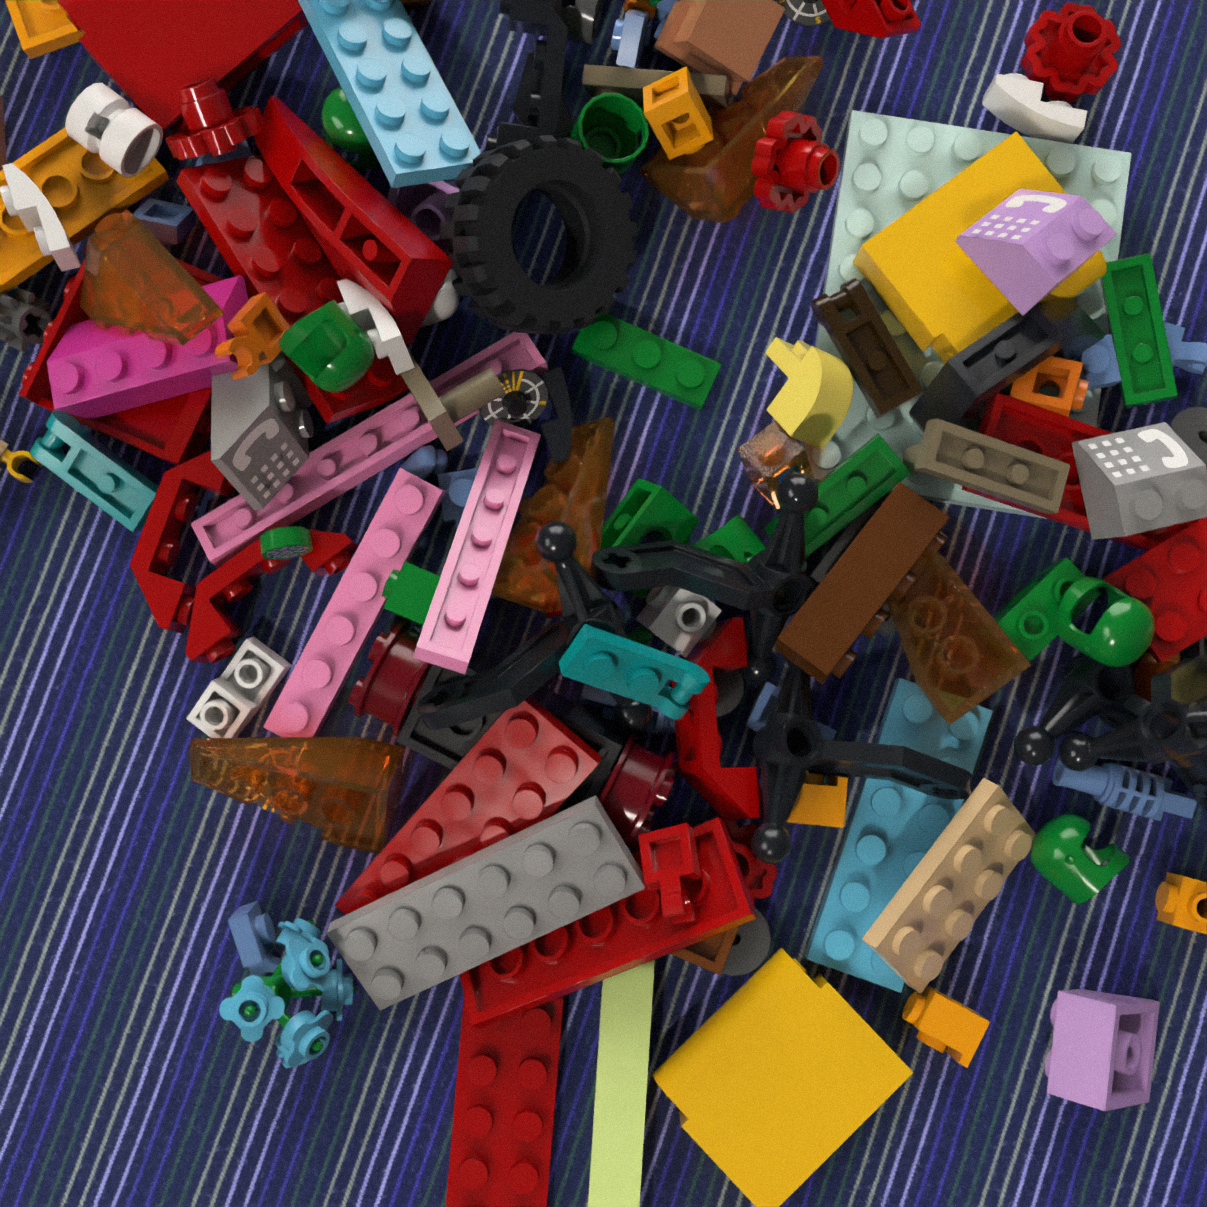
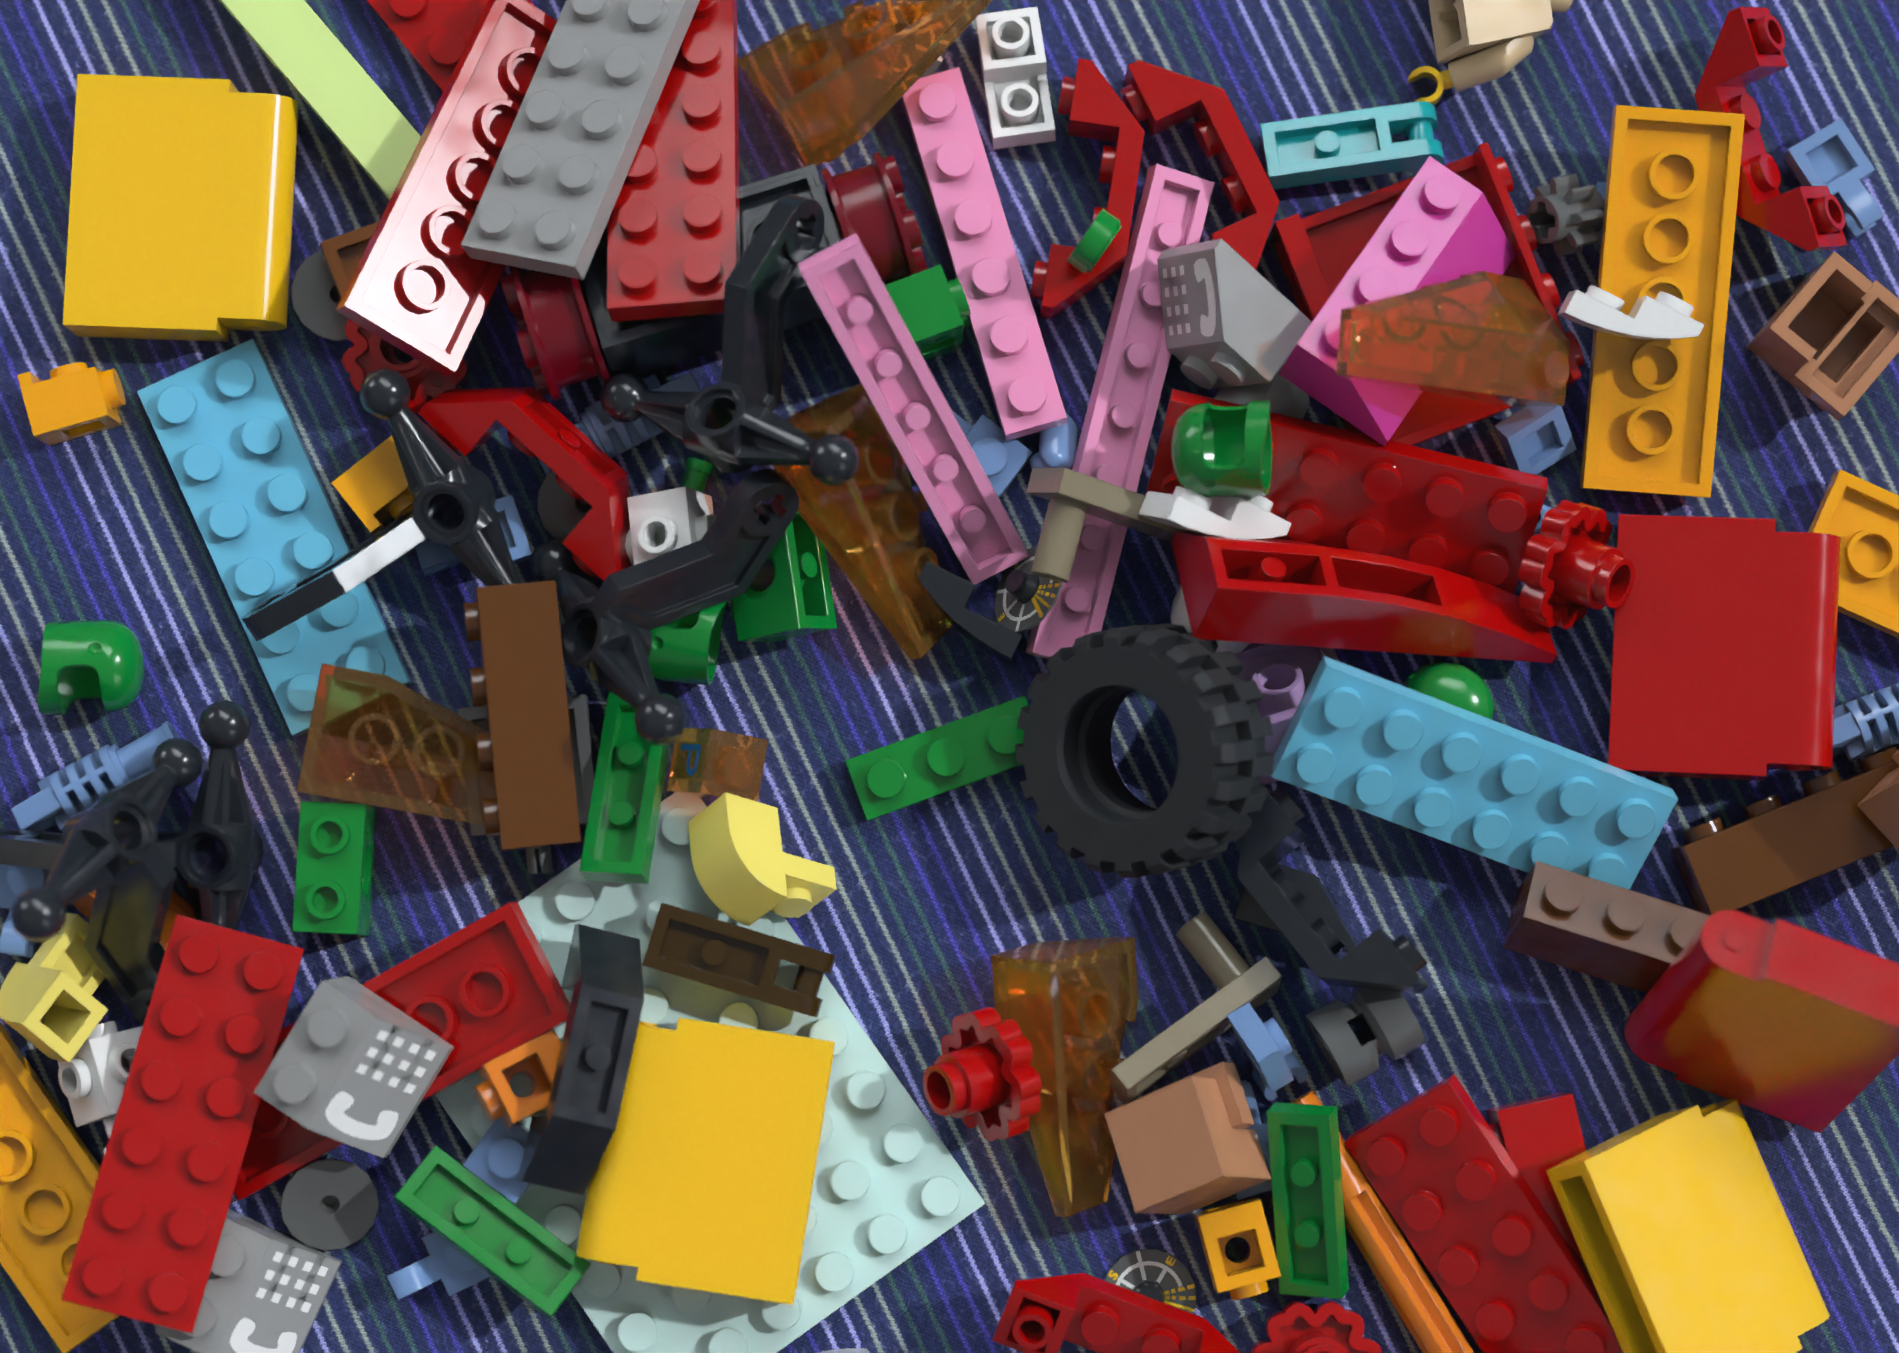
camera: 130 degrees right, 0 degrees up
(109, 127) = (1654, 468): white wheel -> none
(256, 334) = (1300, 398): orange plate -> none
(612, 128) = (1179, 916): green helmet -> none
(633, 670) = (654, 422): teal plate -> none
(667, 864) = (460, 282): red plate -> none
(677, 114) = (1138, 1004): light orange brick -> none
(951, 886) = (181, 524): tan plate -> none
(988, 466) = (508, 936): dark tan piece -> none
(1035, 243) = (667, 1183): lavender slope -> none
(1120, 633) = (241, 895): green helmet -> none

